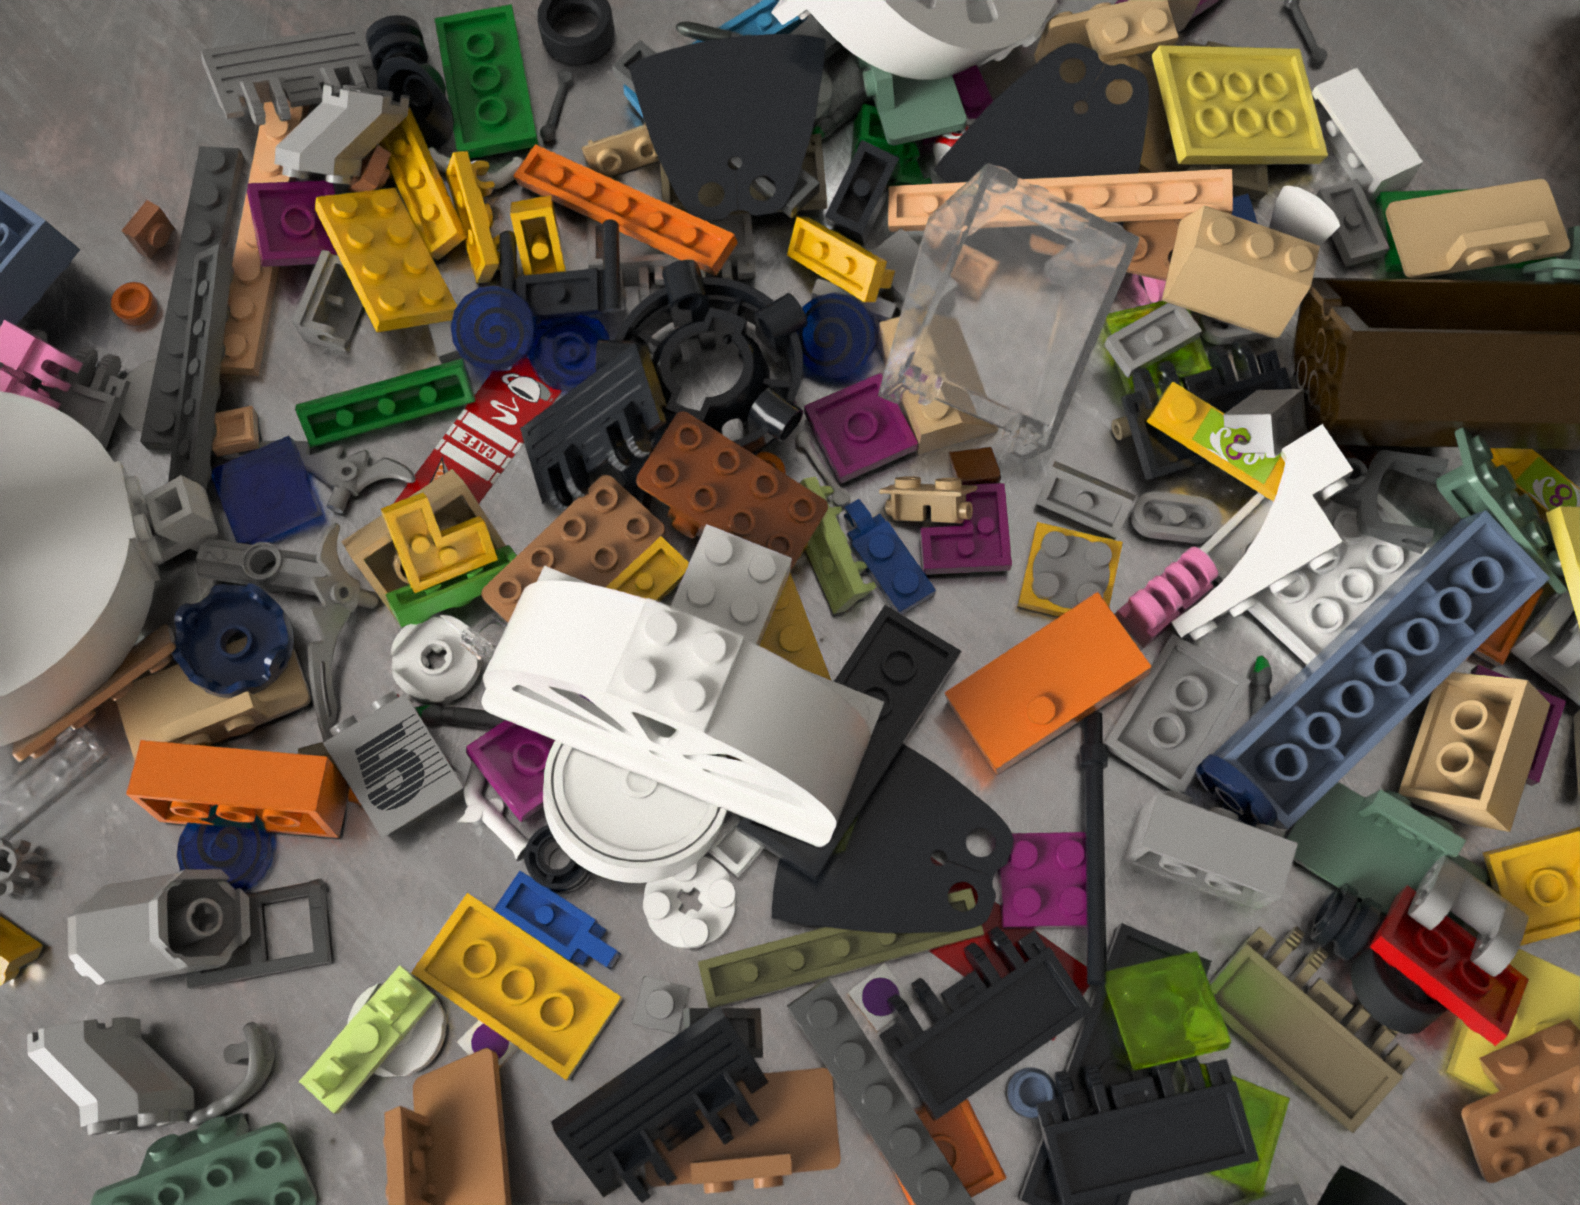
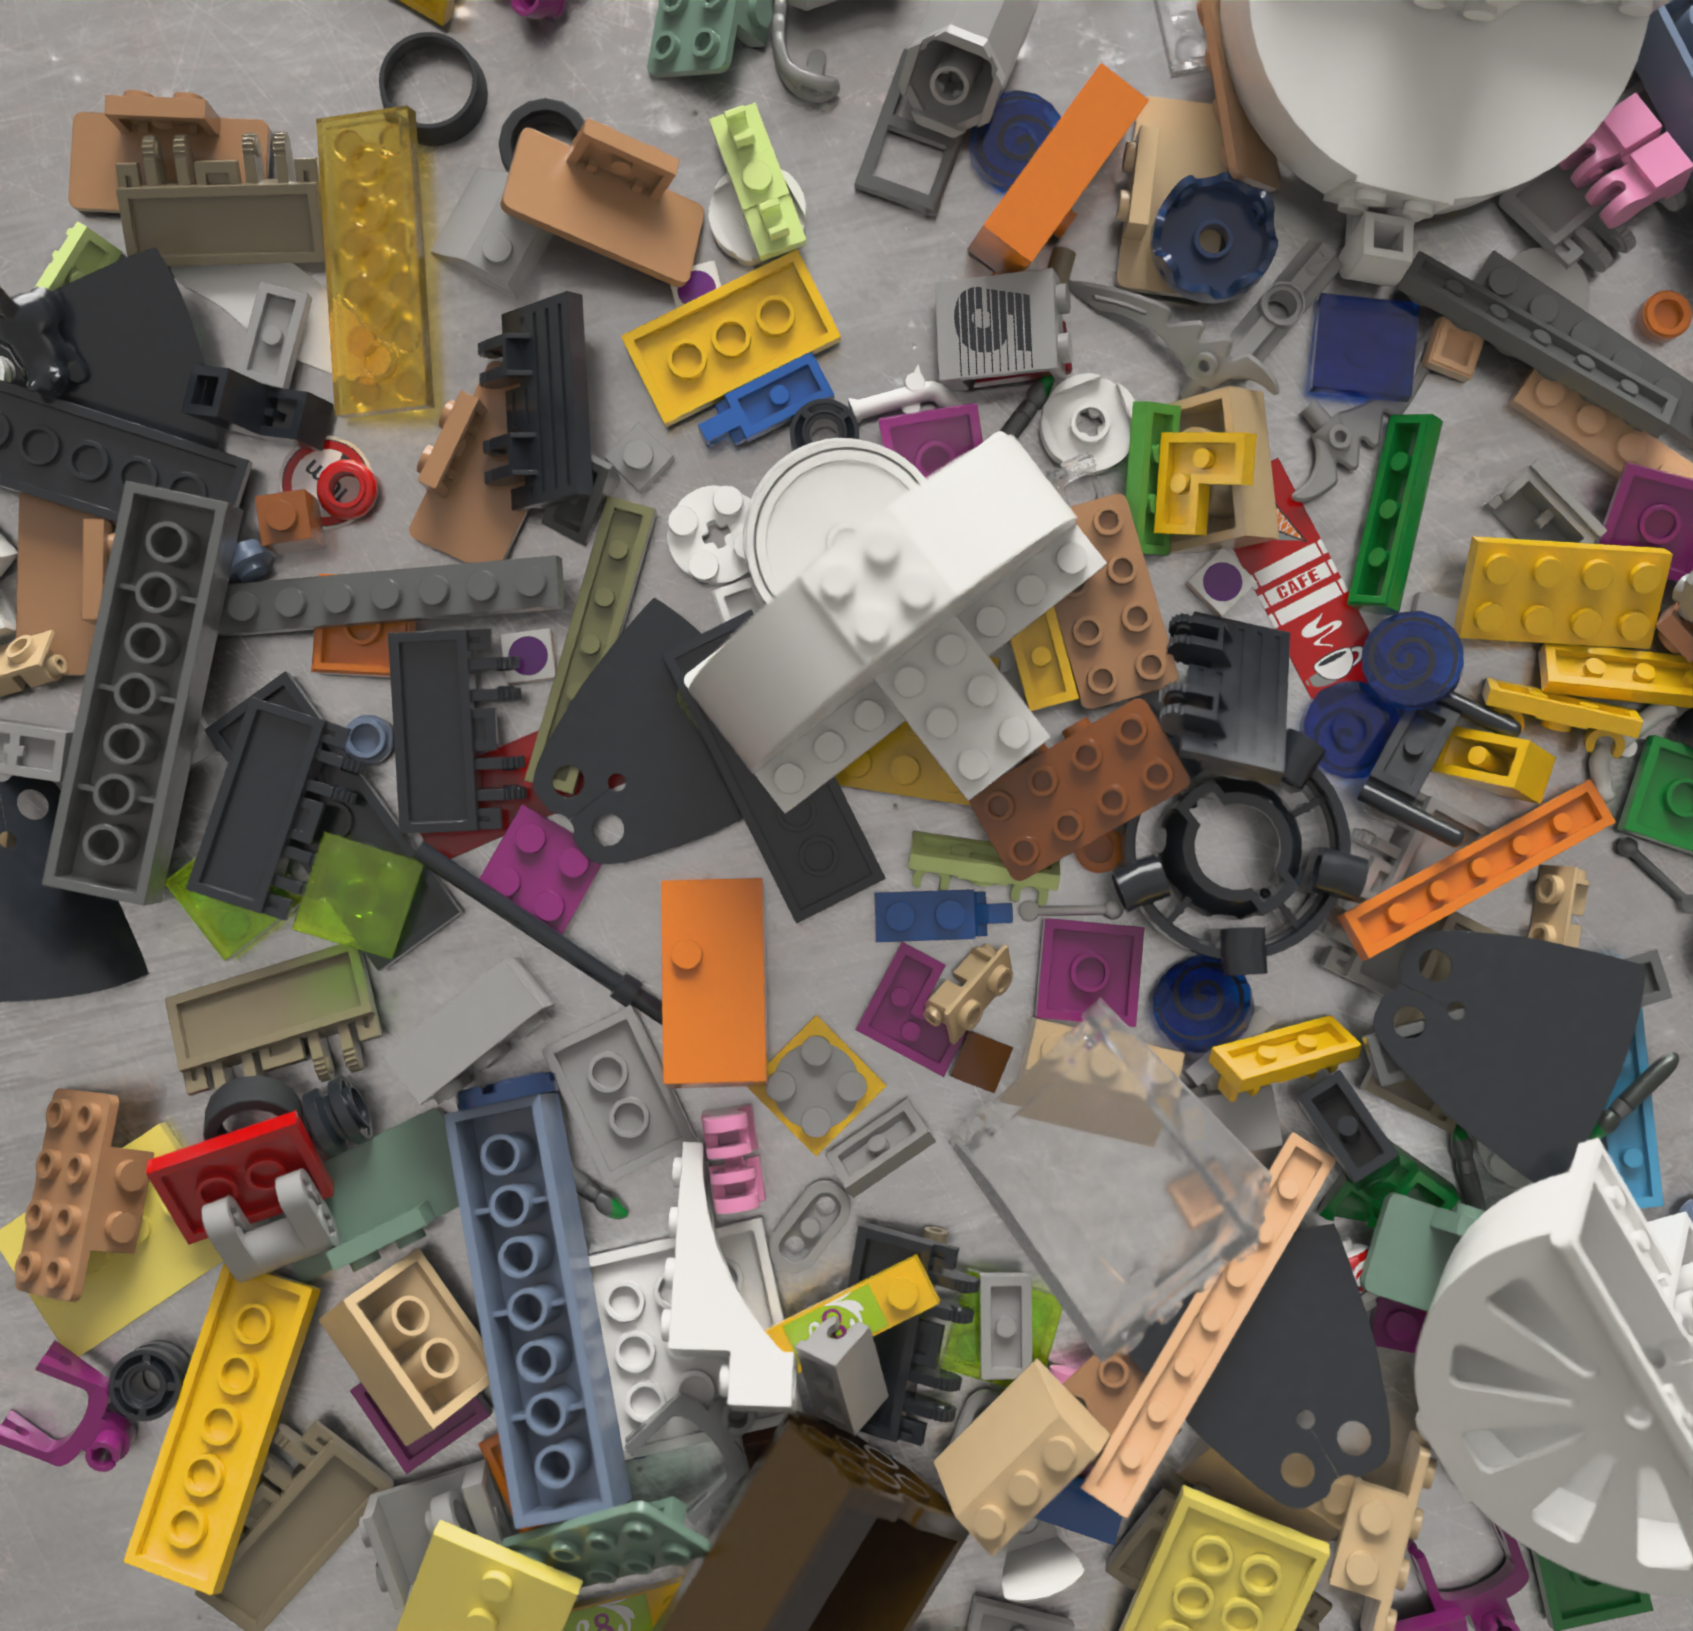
camera: 115 degrees right, 15 degrees up
(509, 497) = (1221, 583): none -> tile

